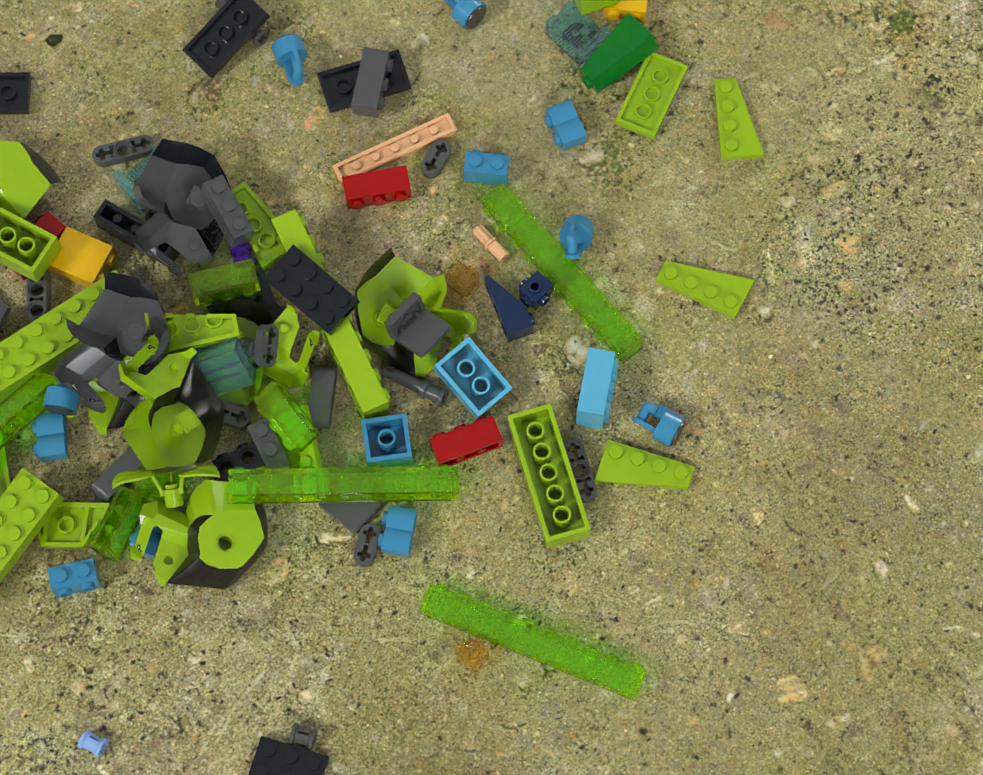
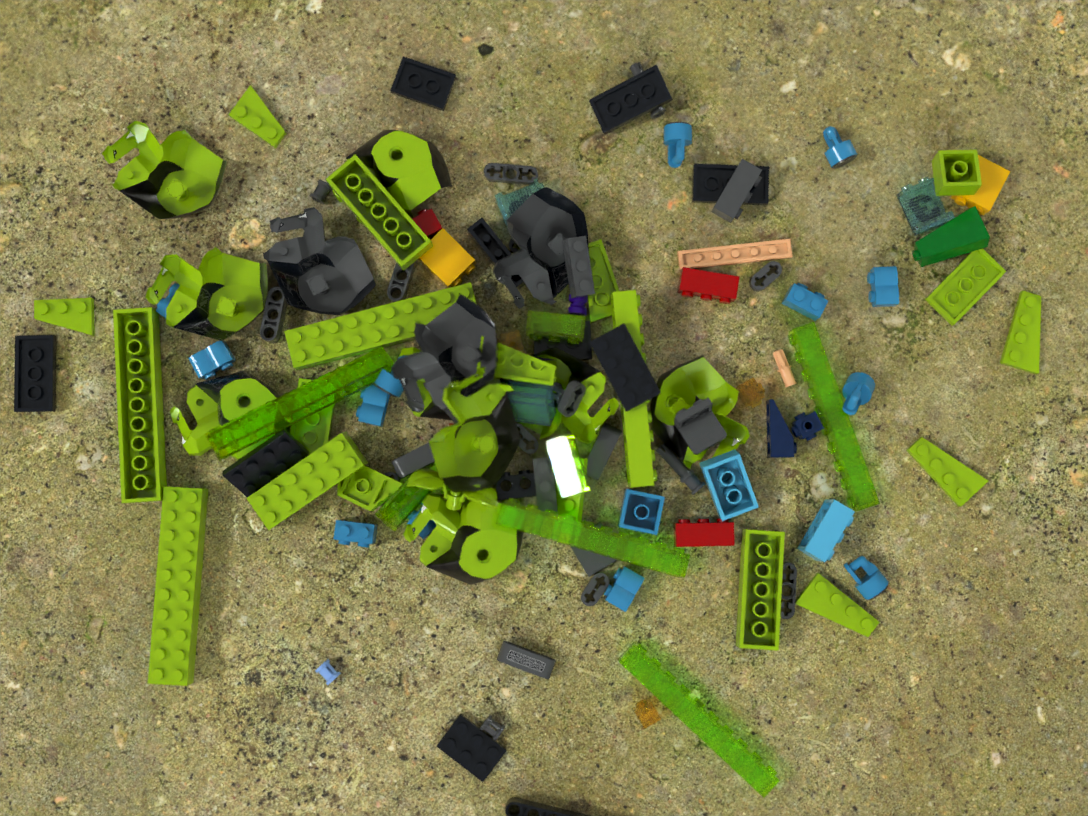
camera: 15 degrees right, 15 degrees up
(316, 648) = (526, 660): none -> dark grey beam

